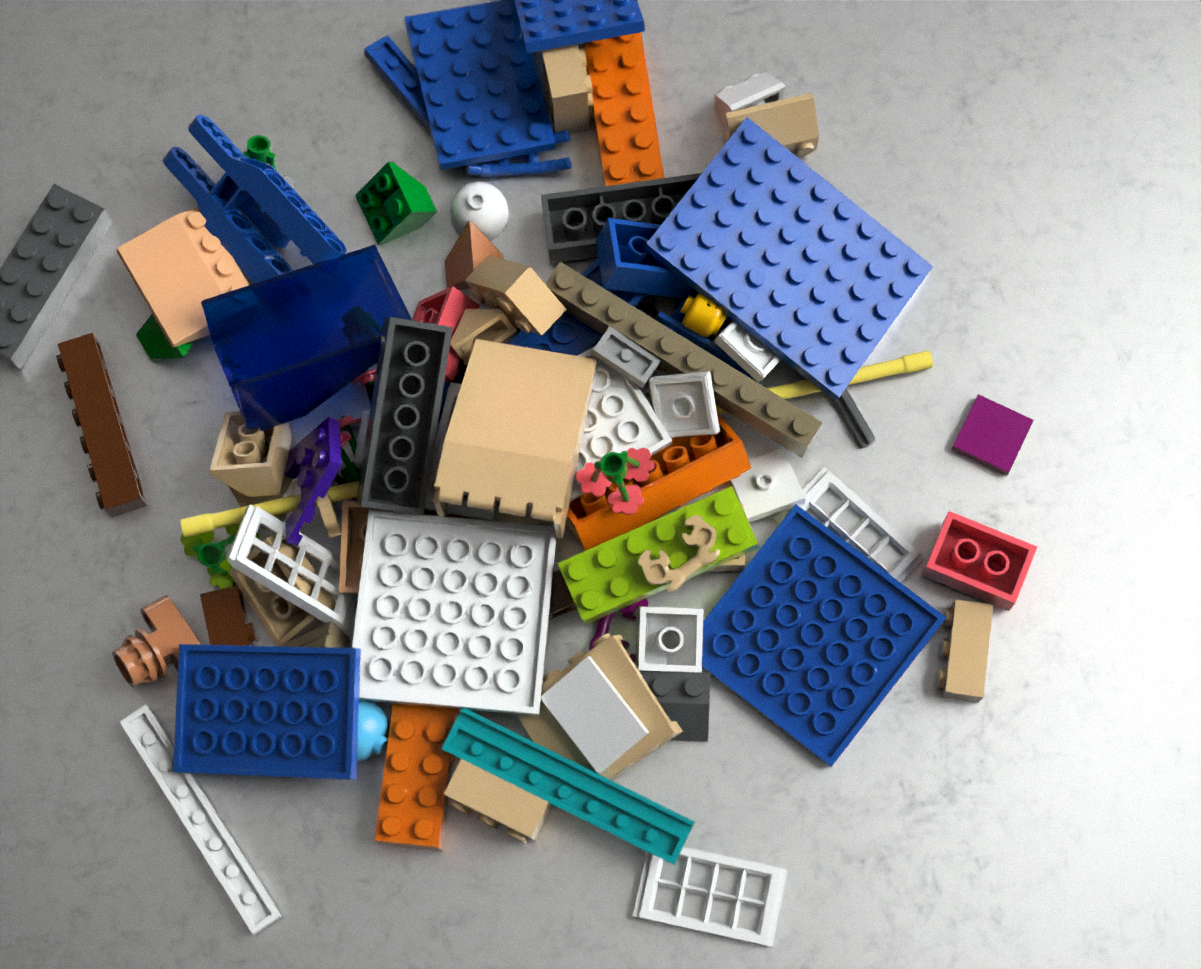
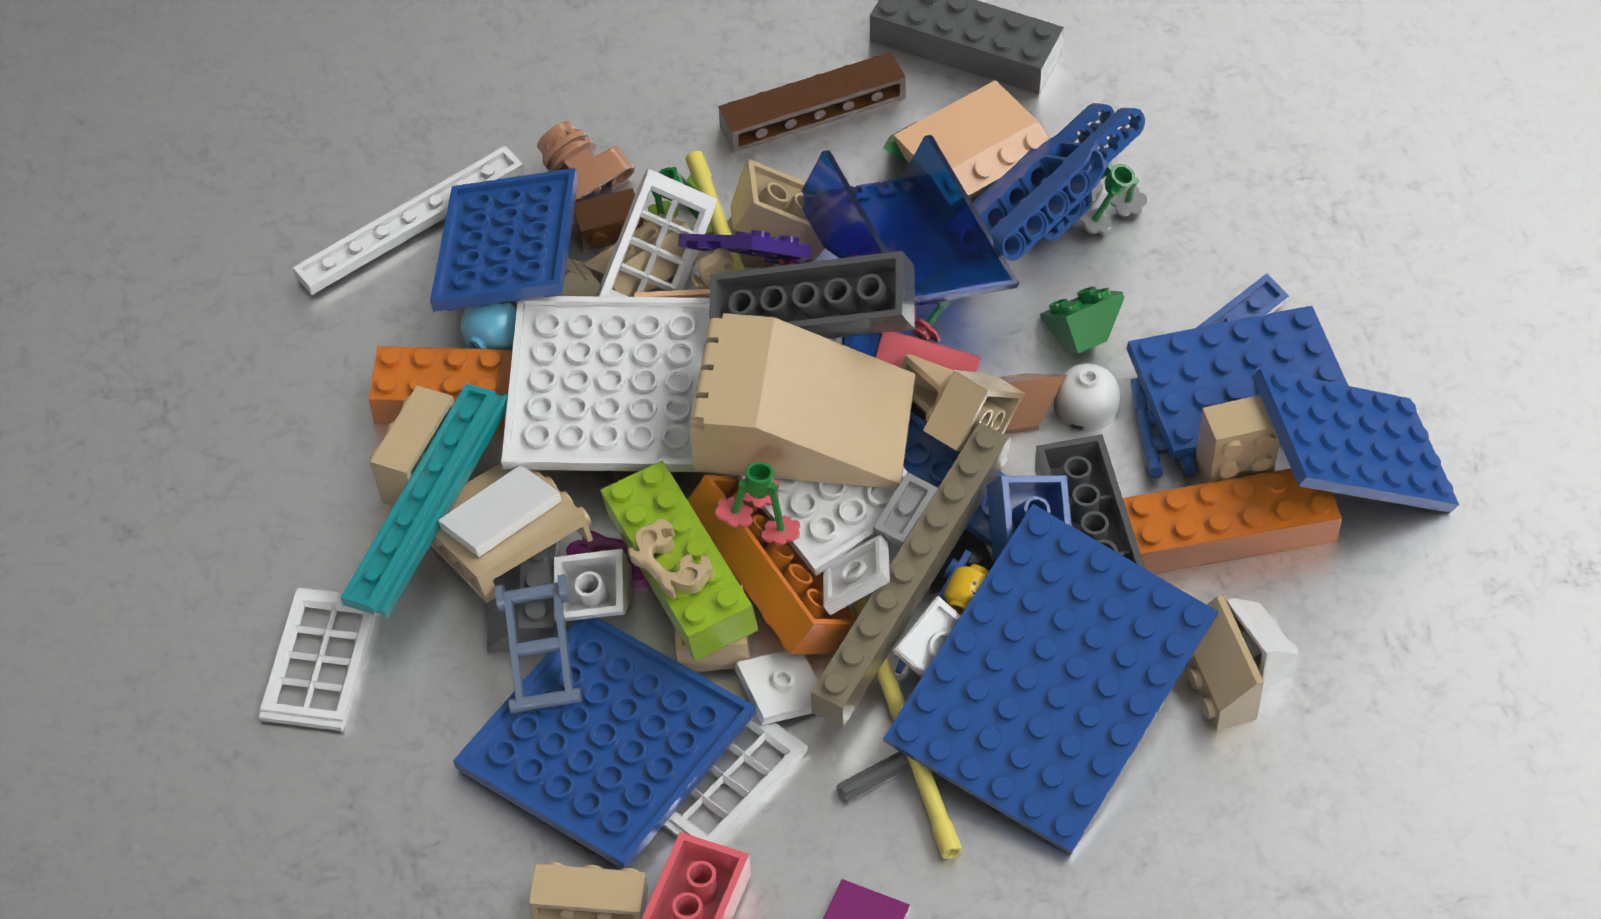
camera: 85 degrees right, 20 degrees down
(685, 661) = (505, 603): none -> sand blue piece

